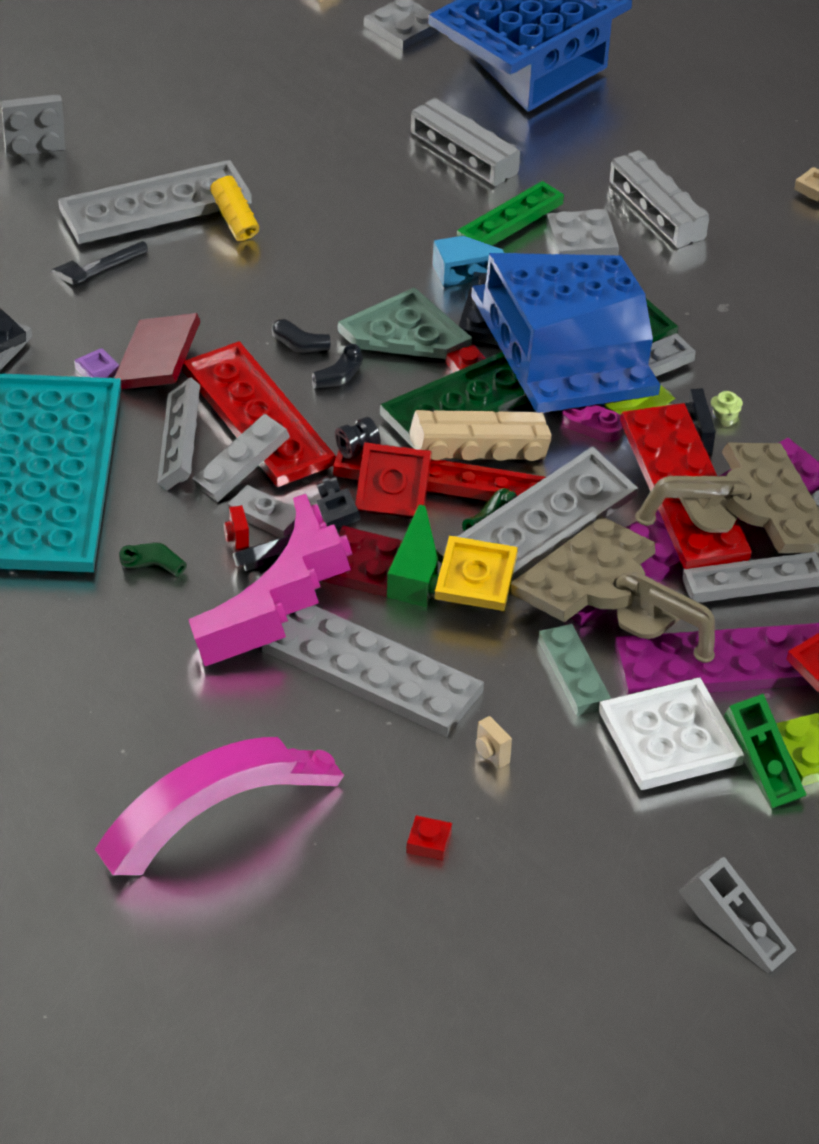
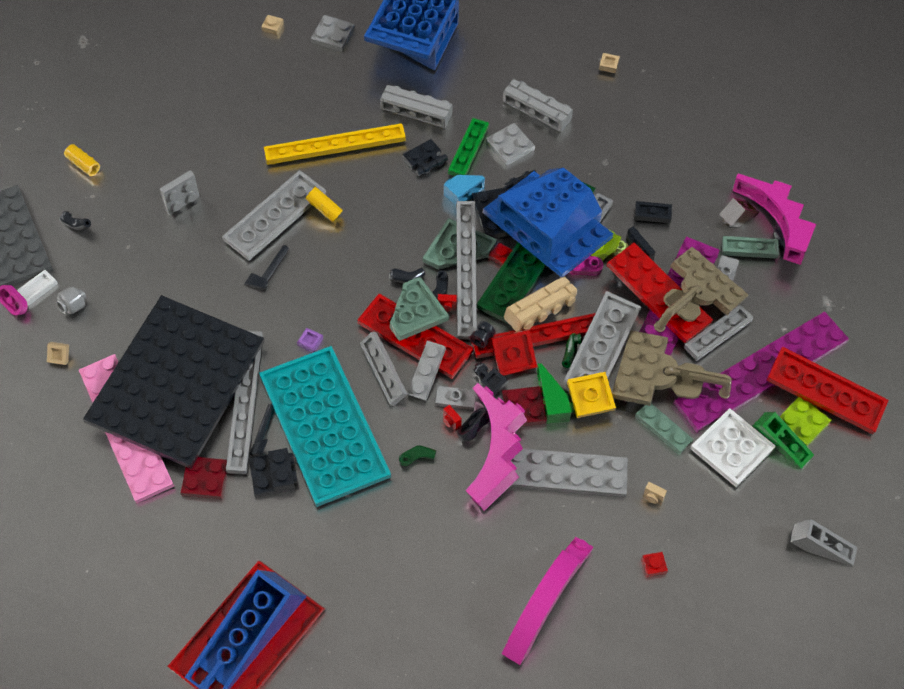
camera: 25 degrees left, 15 degrees up
(157, 351) = (339, 318): tile -> none
(276, 376) = (416, 310): none -> sand green plate
(308, 148) = (334, 143): none -> yellow plate
(336, 388) = (448, 302): none -> red plate
(396, 347) = (466, 269): none -> light grey plate
(434, 208) = (421, 155): none -> black plate
(726, 405) = (644, 231): yellowish green plate -> none
(755, 389) = (653, 212): none -> black plate

